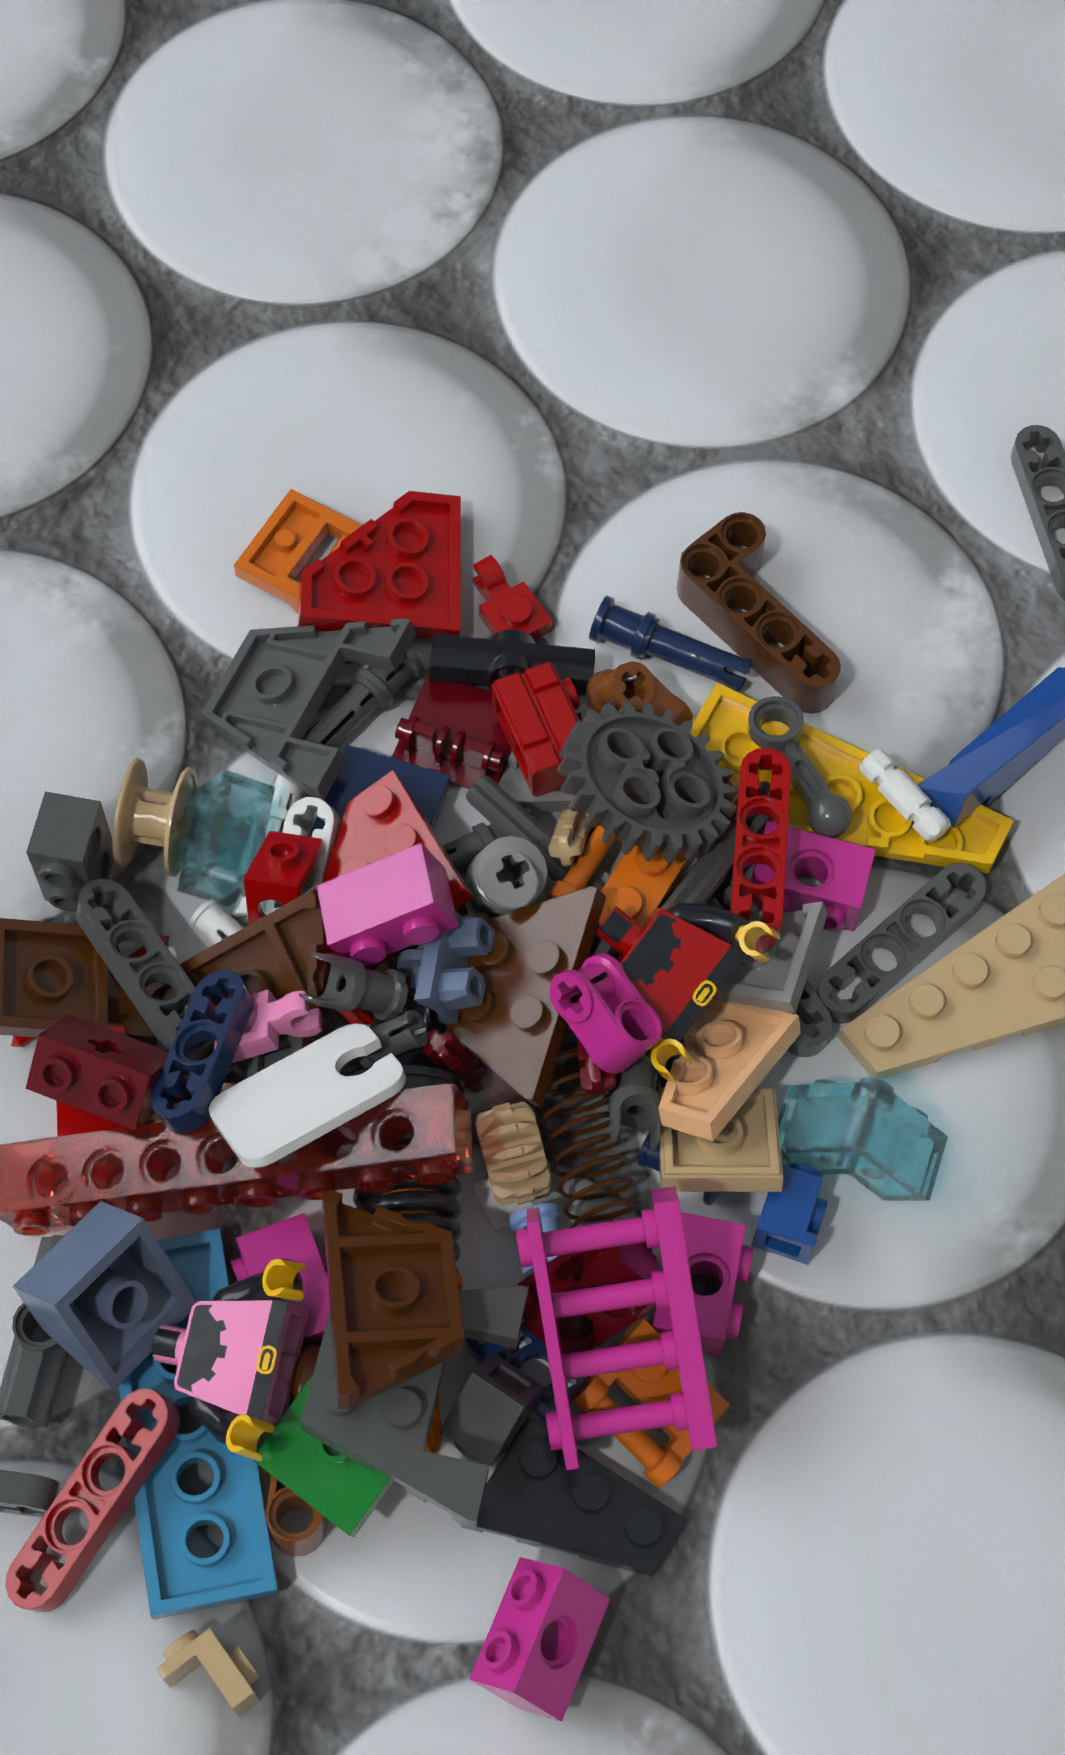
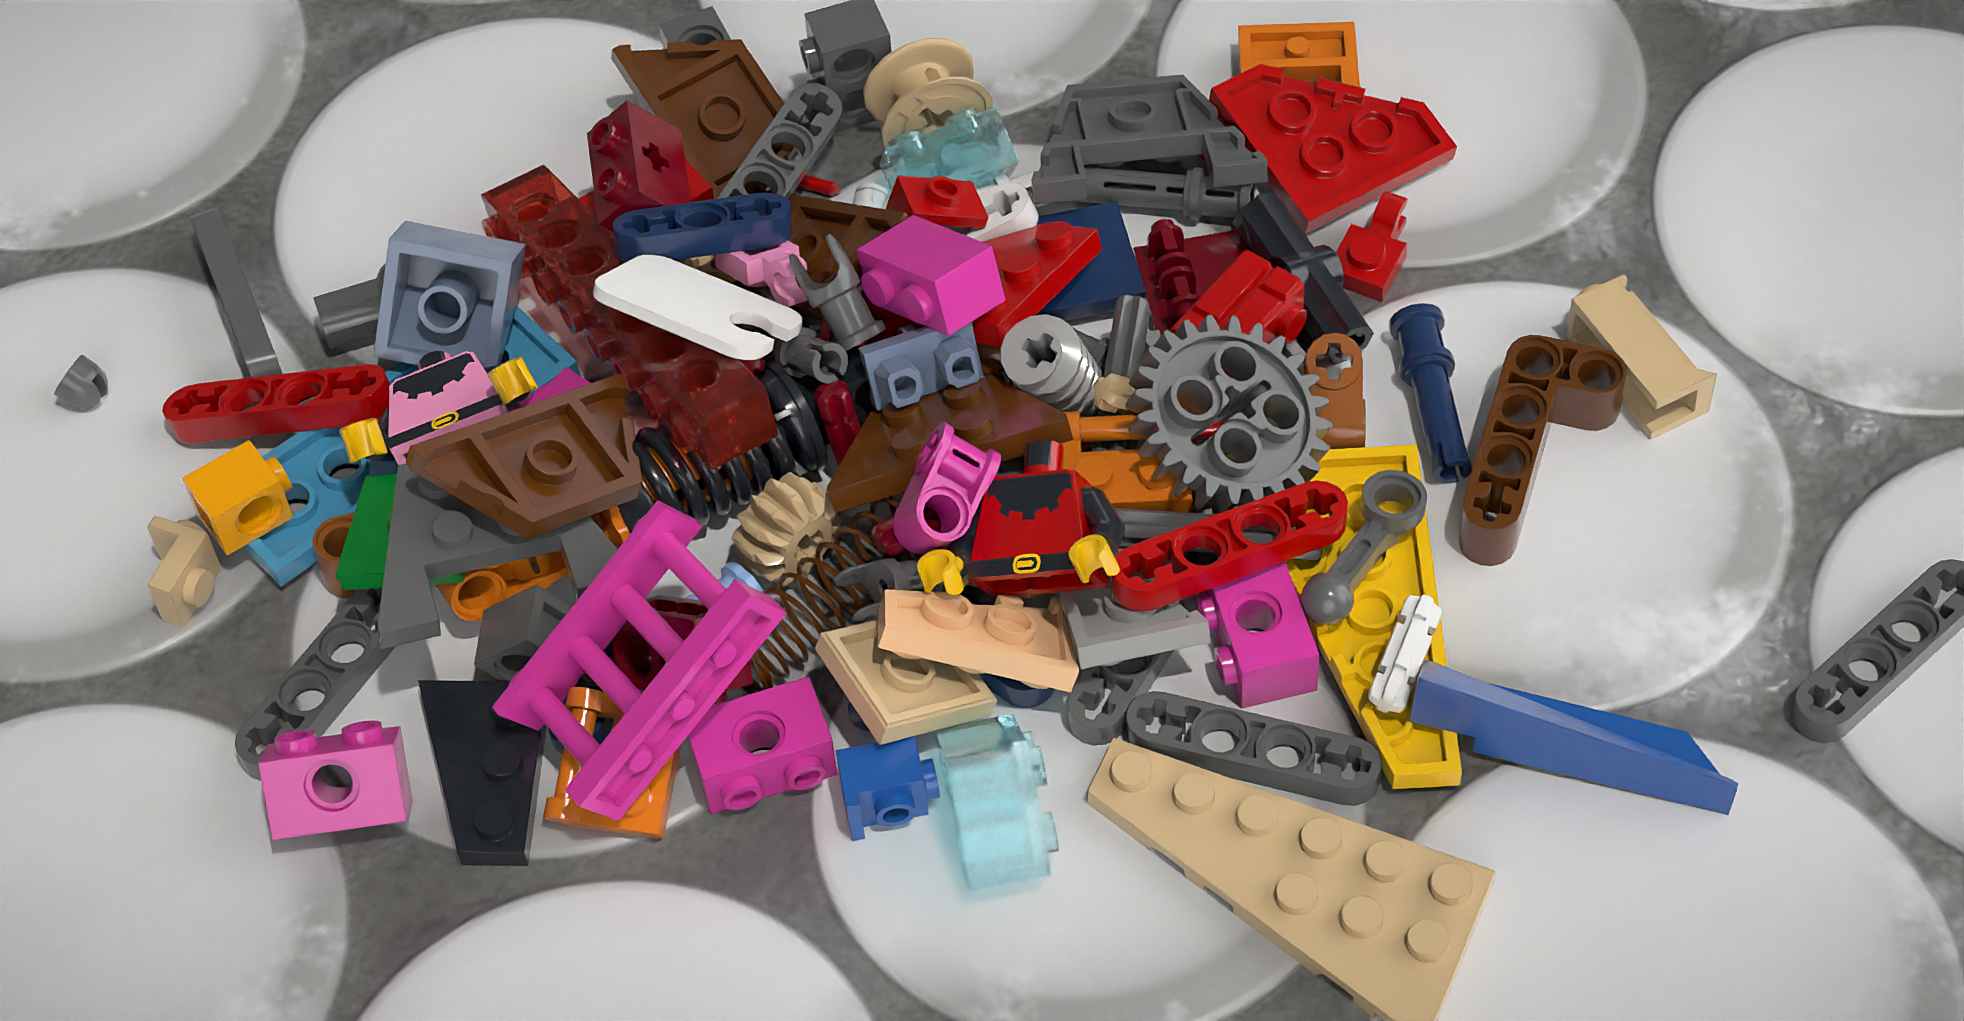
camera: 65 degrees right, 10 degrees down
(193, 1579) = (240, 496): none -> light orange brick
(410, 1593) = (317, 671): none -> dark grey beam
(701, 499) = (1660, 379): none -> tan window

